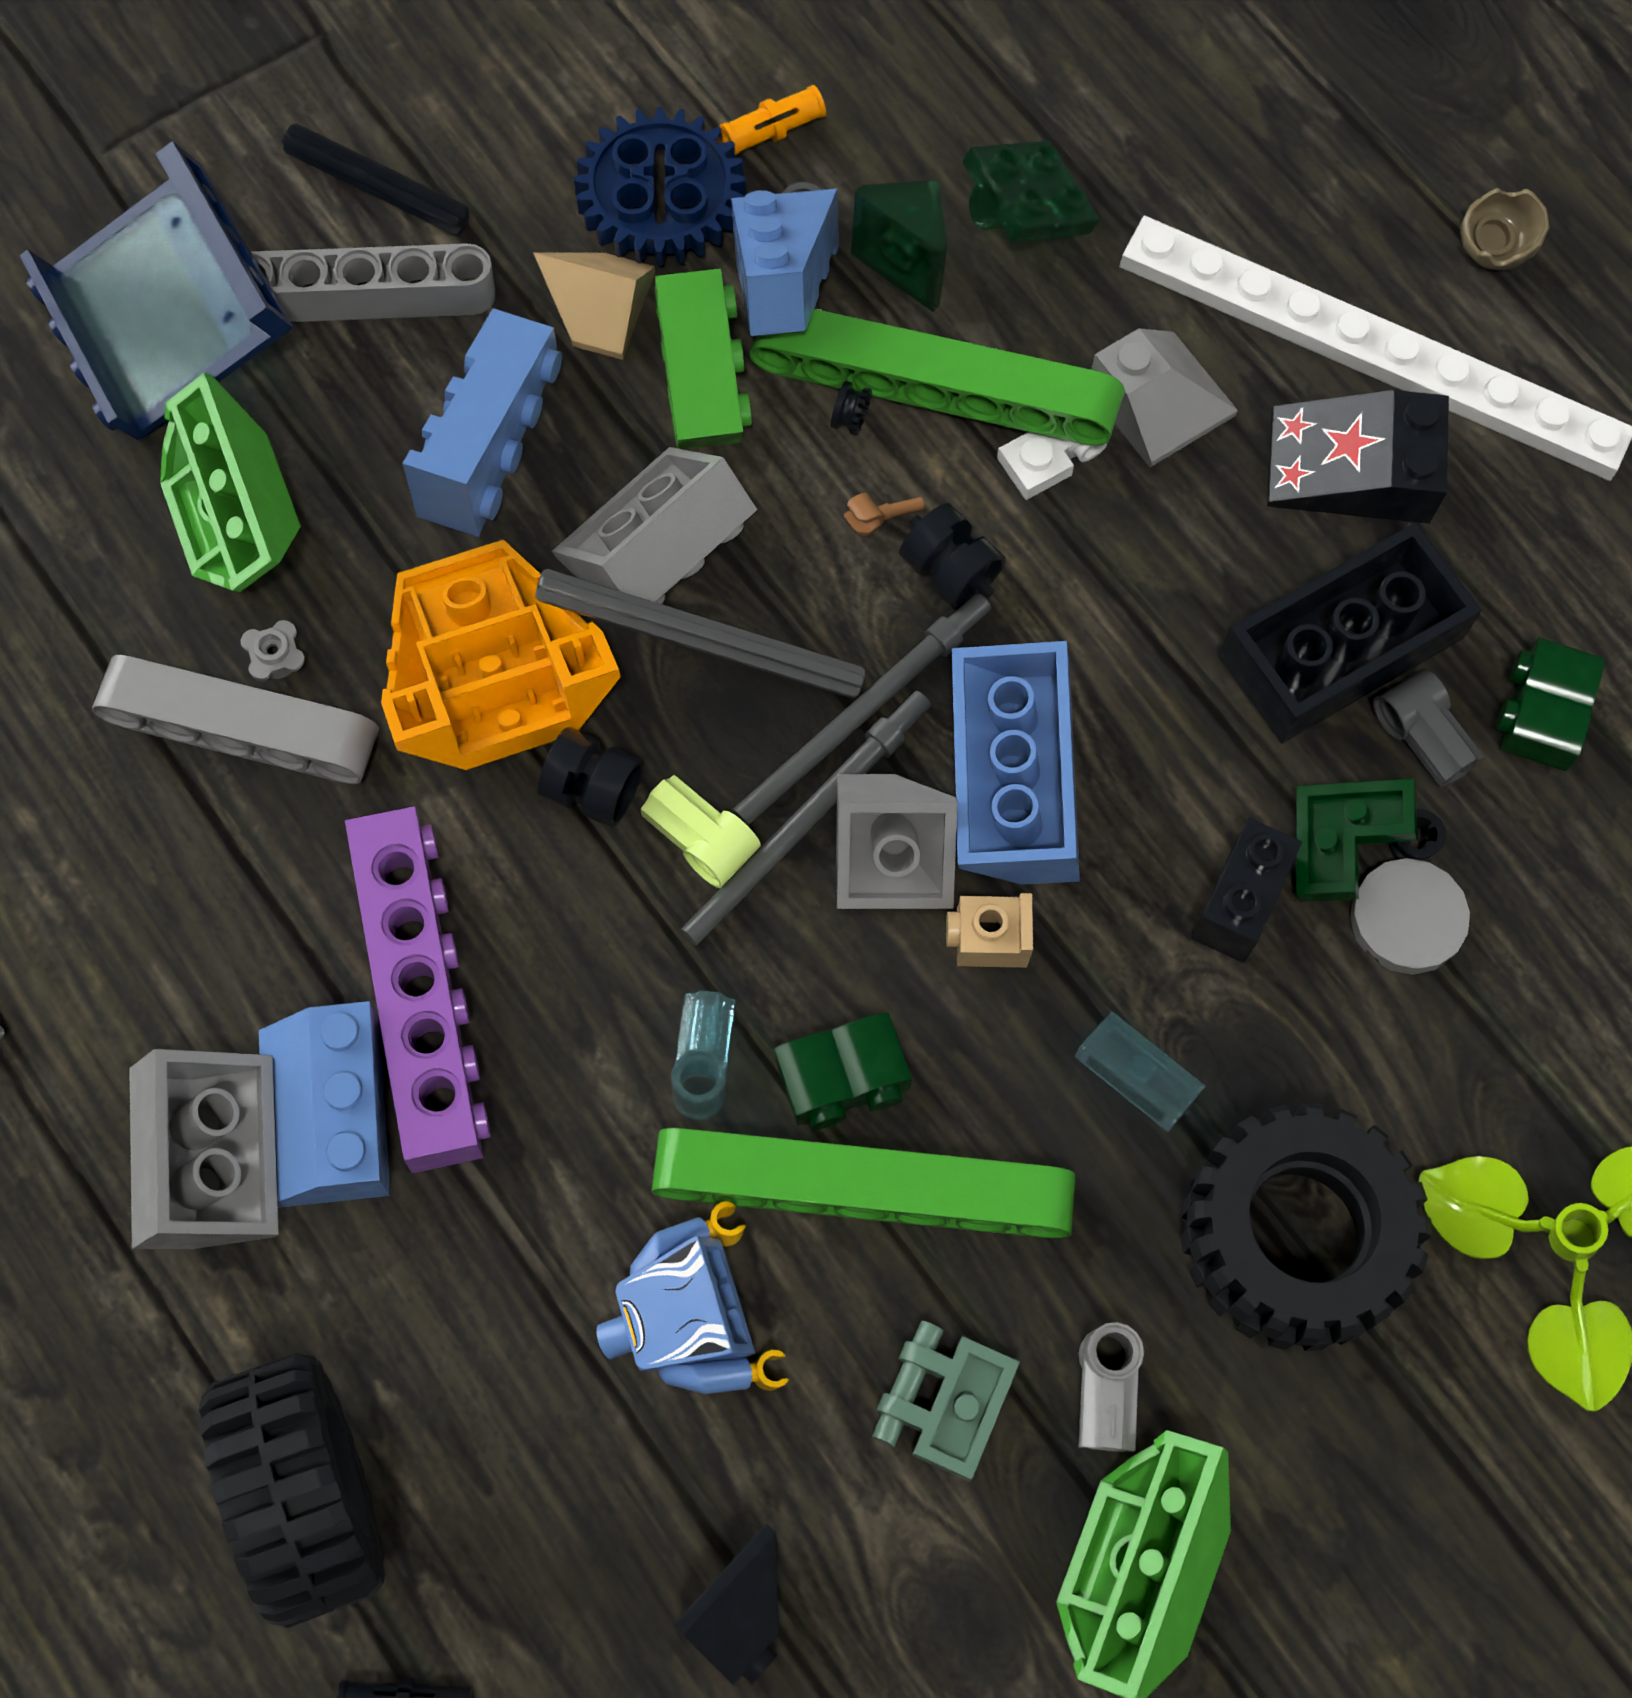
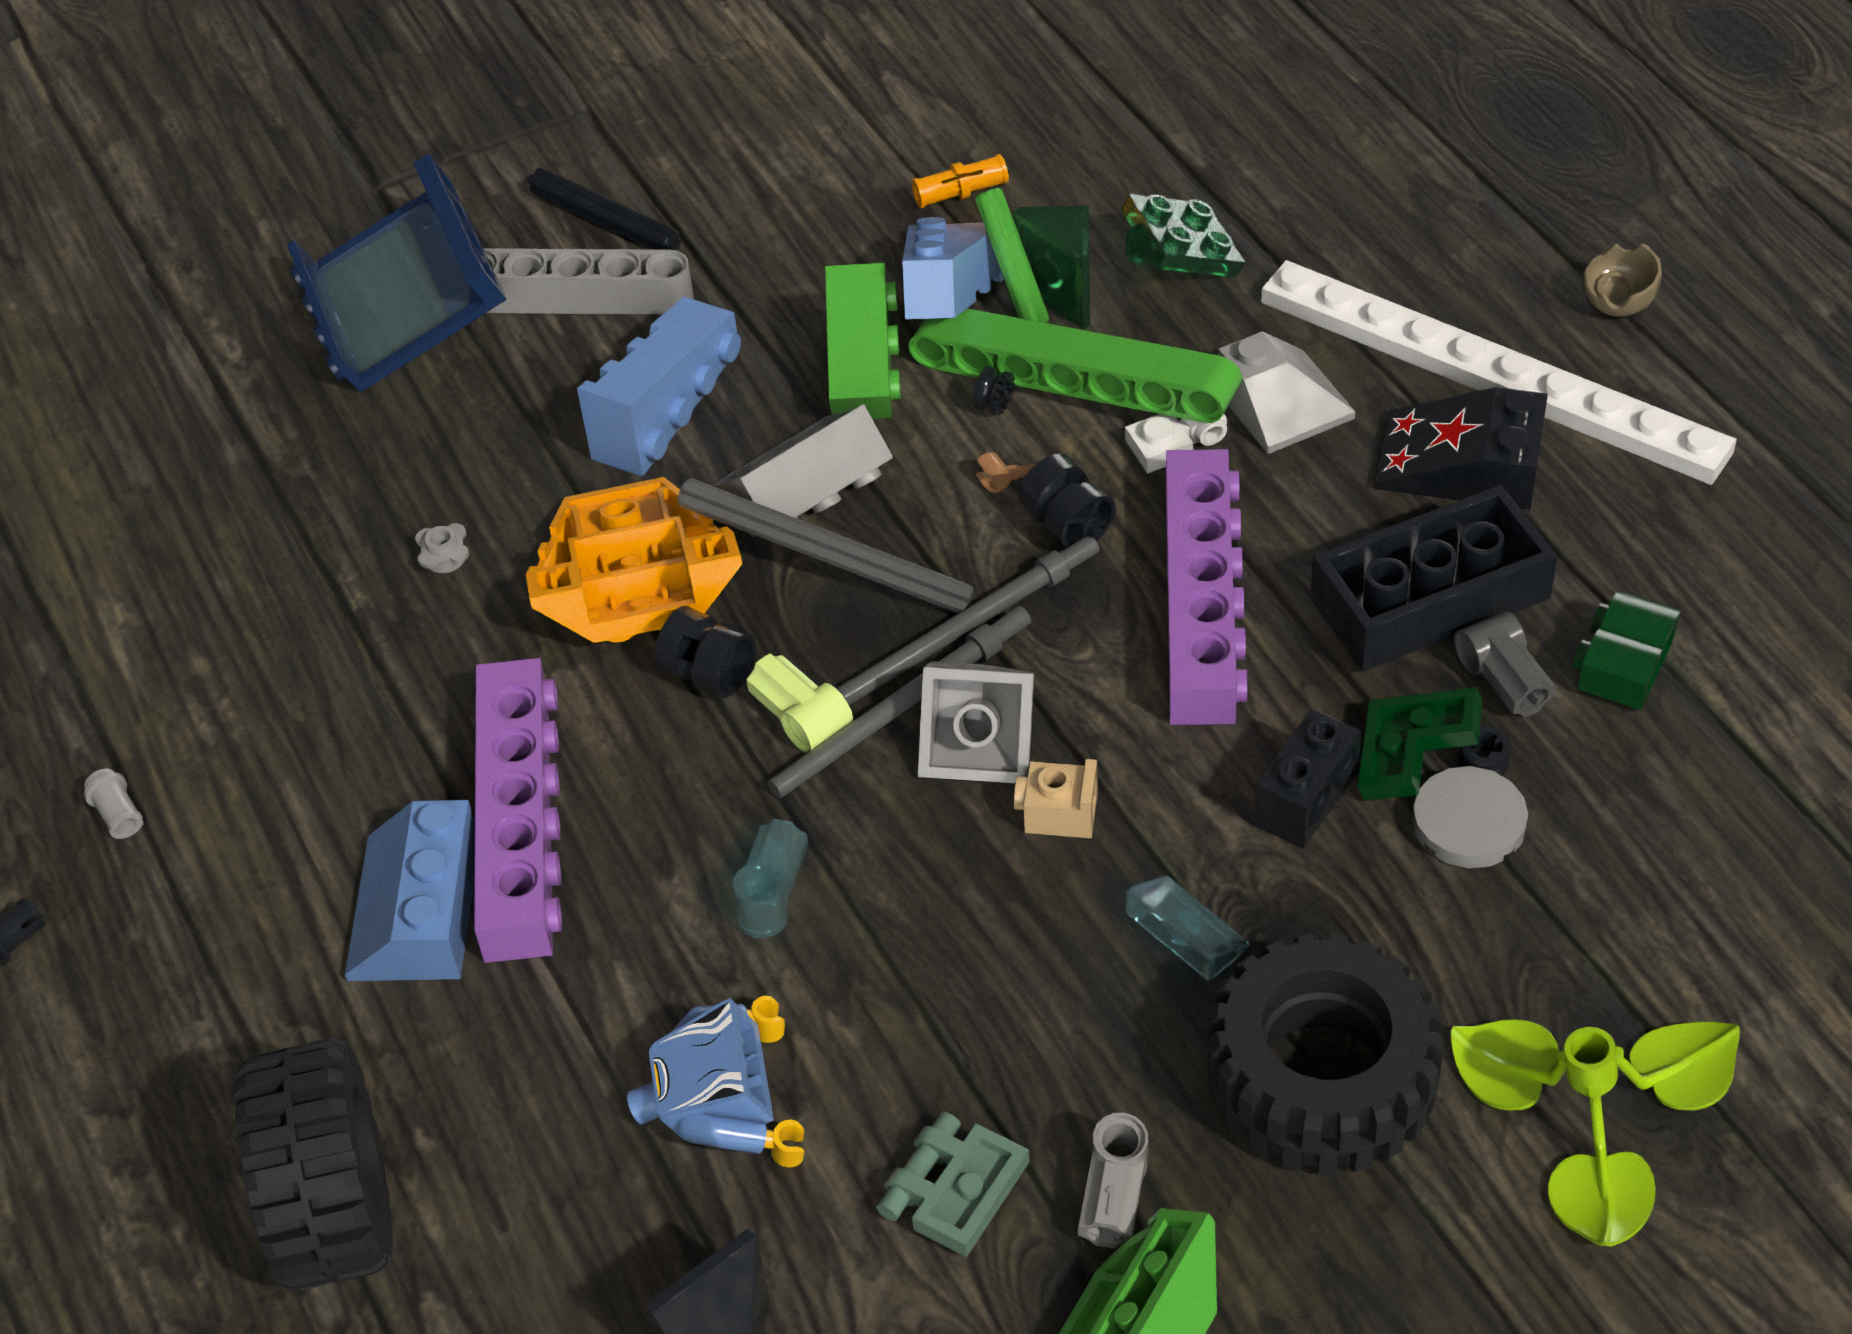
camera: 15 degrees right, 20 degrees down
(202, 1149) = (295, 916): light grey slope -> none
(224, 487) = (423, 416): bright green wedge -> none
(236, 719) = (399, 594): light grey beam -> none
(597, 297) = (778, 302): tan slope -> none
(611, 185) = (817, 218): dark blue gear -> none
(843, 1071) = (899, 898): dark green brick -> none
(854, 240) = (1011, 255): none -> bright green axle
(864, 1183) = (908, 993): bright green beam -> none
(1015, 762) = (1100, 660): medium blue slope -> none
(1111, 784) = (1201, 589): none -> medium lavender brick

